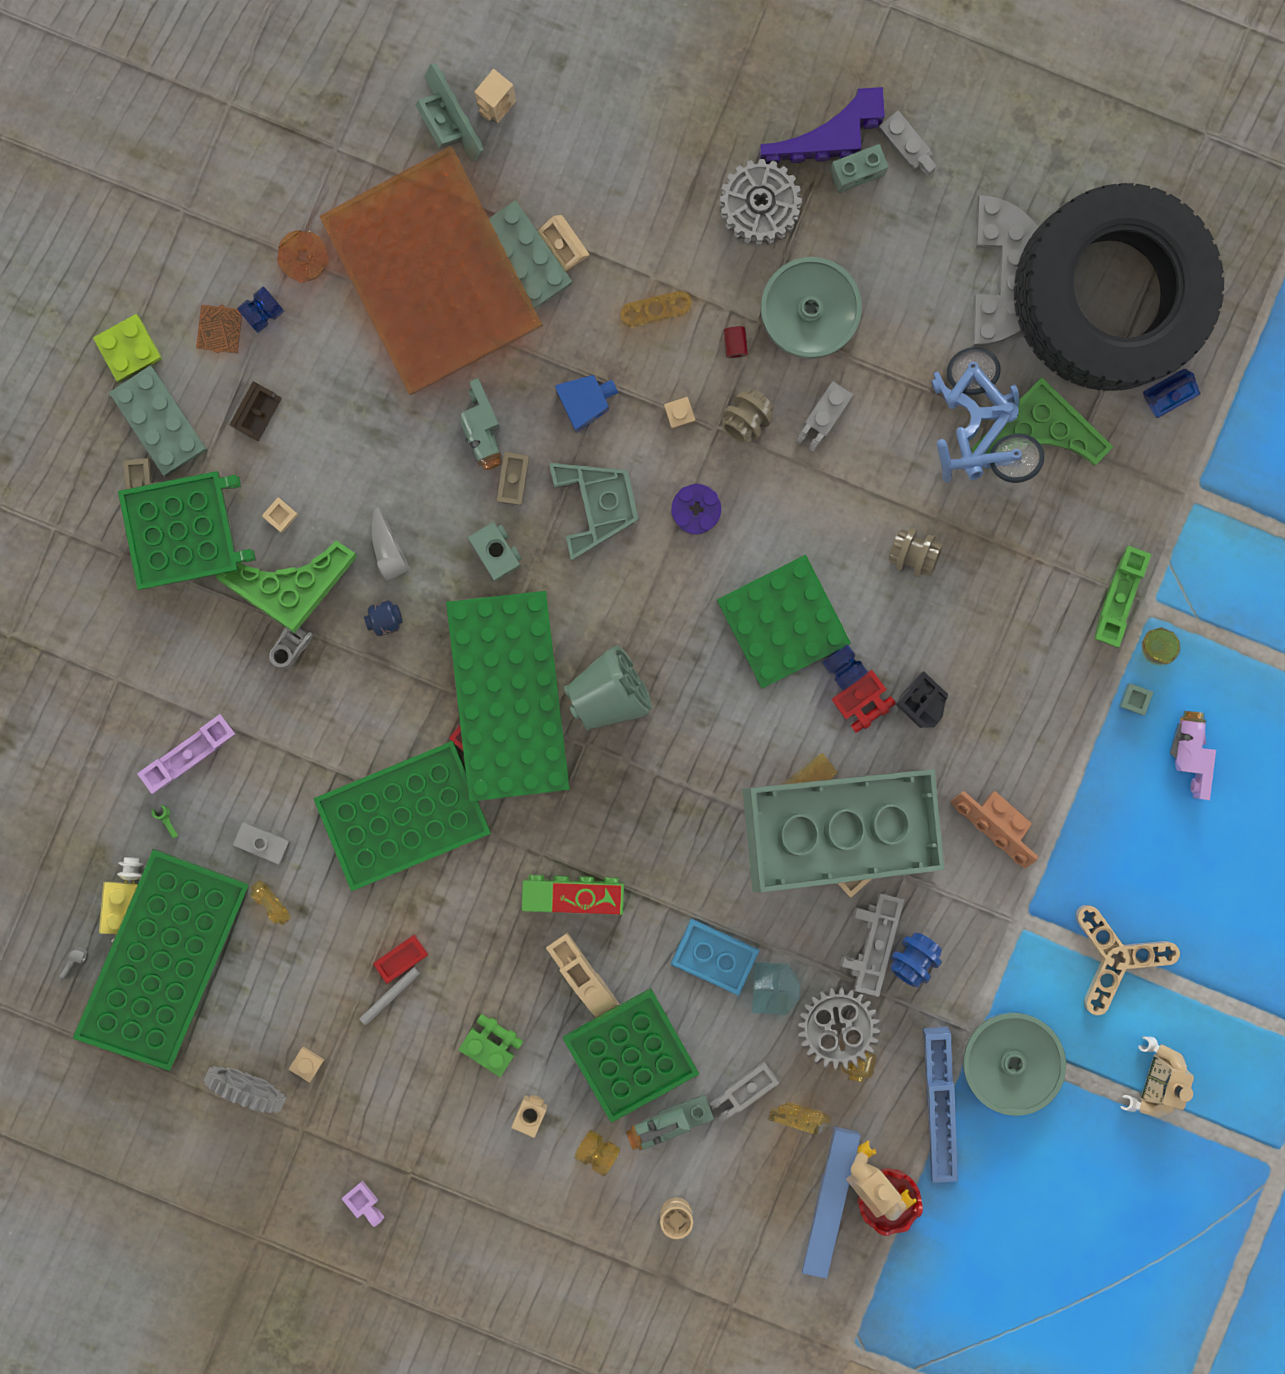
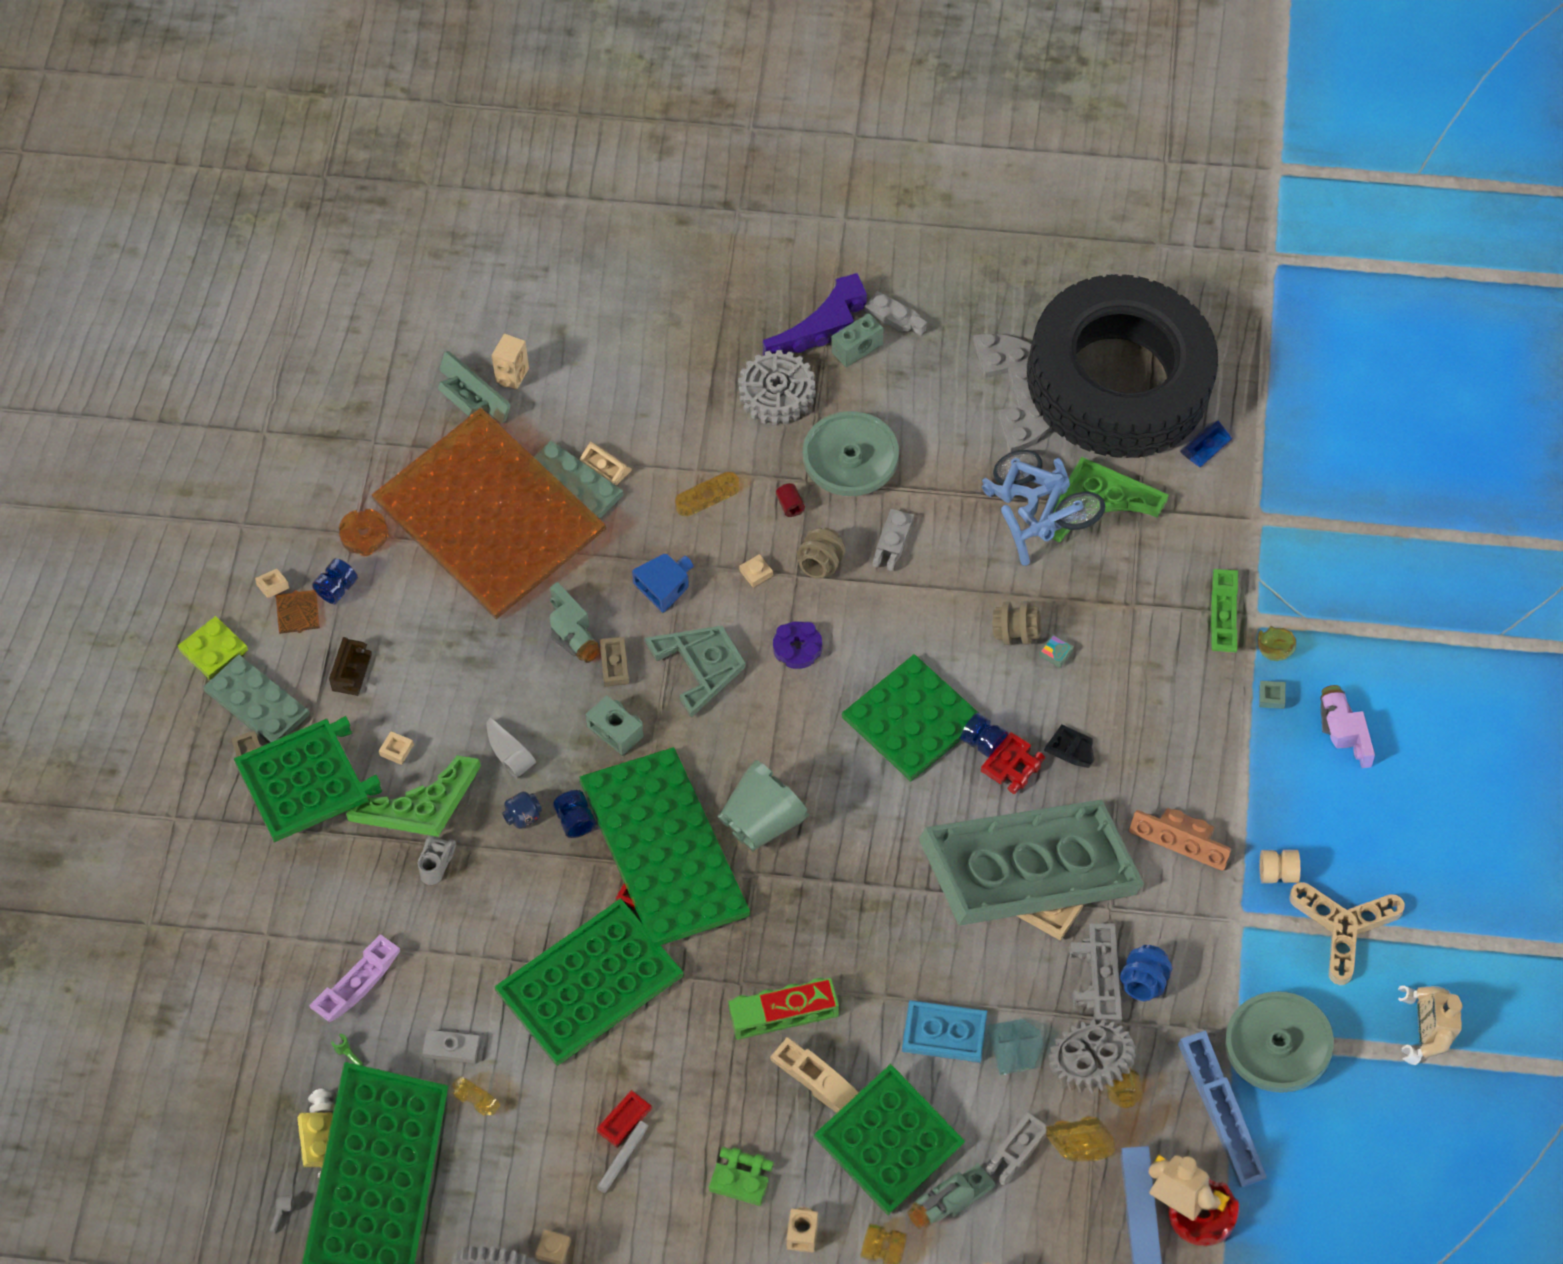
camera: 15 degrees left, 30 degrees down
(199, 292) = (272, 583): none -> tan plate
(431, 639) = (574, 813): none -> clear blue wheel
(944, 589) = (1056, 651): none -> tile
(1079, 886) = (1279, 866): none -> tan wheel

